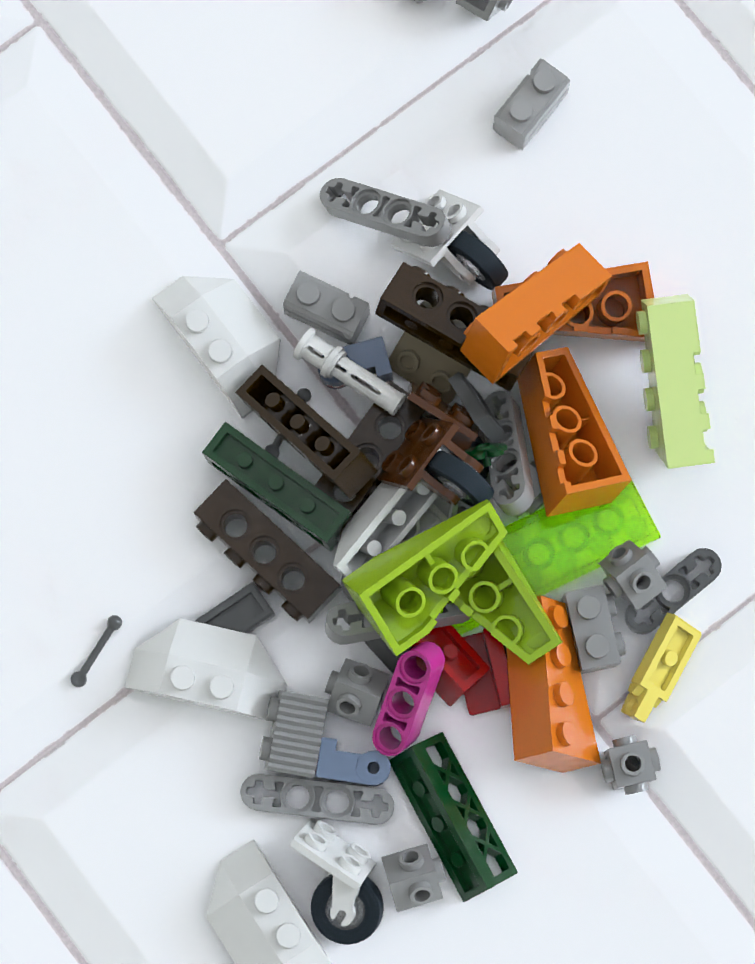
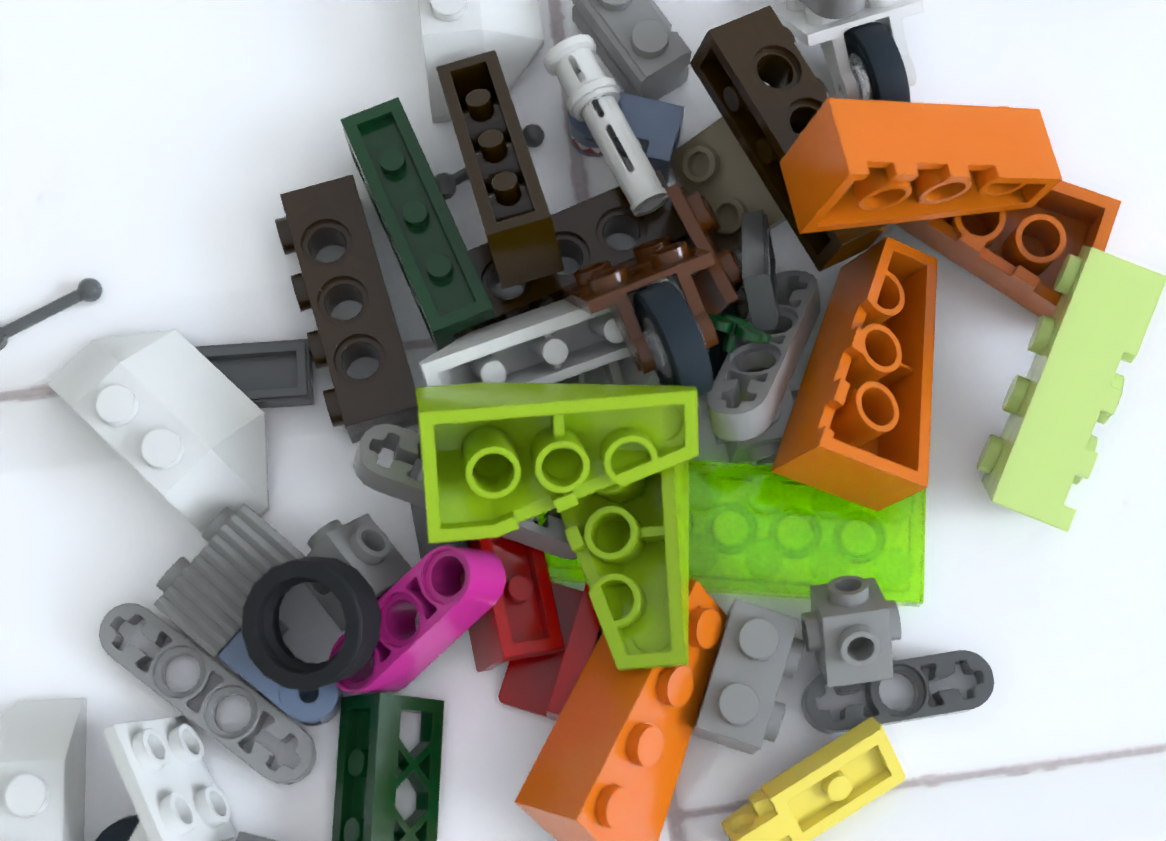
camera: 25 degrees right, 5 degrees down
(347, 759) = (264, 637): none -> black tyre

